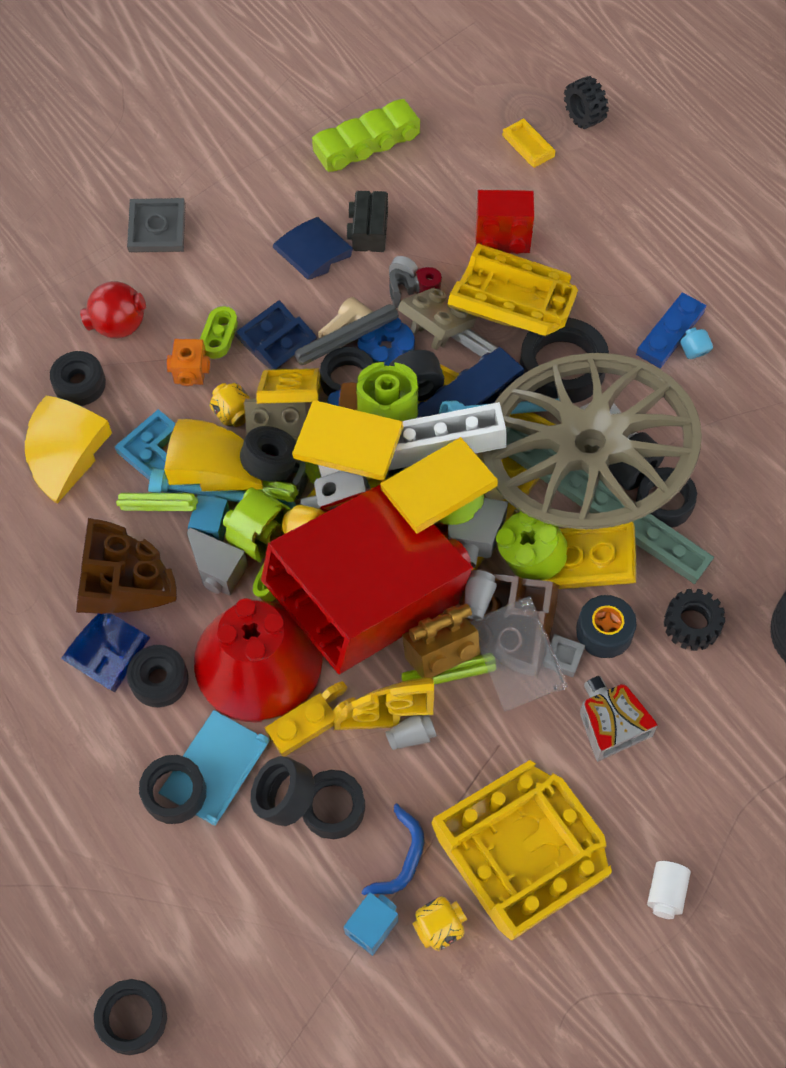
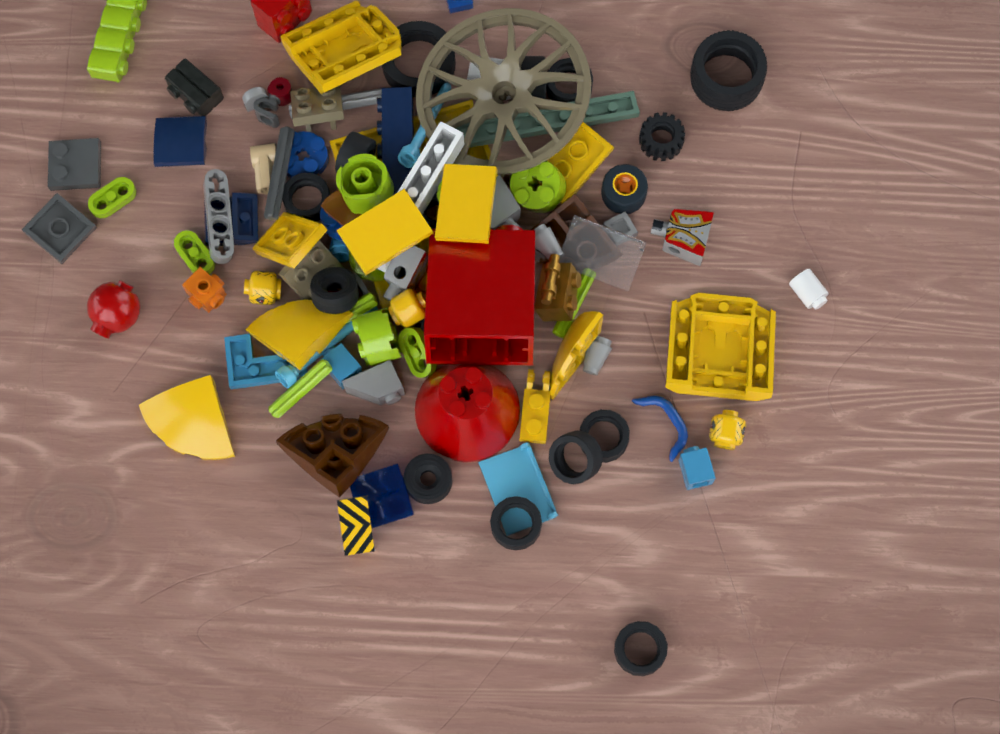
camera: 50 degrees left, 10 degrees up
(54, 643) = (355, 525): none -> sticker
(78, 363) = (146, 358): black tyre -> none
(219, 238) = (111, 197): none -> lime plate
(224, 195) = (74, 164): none -> dark grey plate
(264, 319) = (218, 216): none -> light grey beam

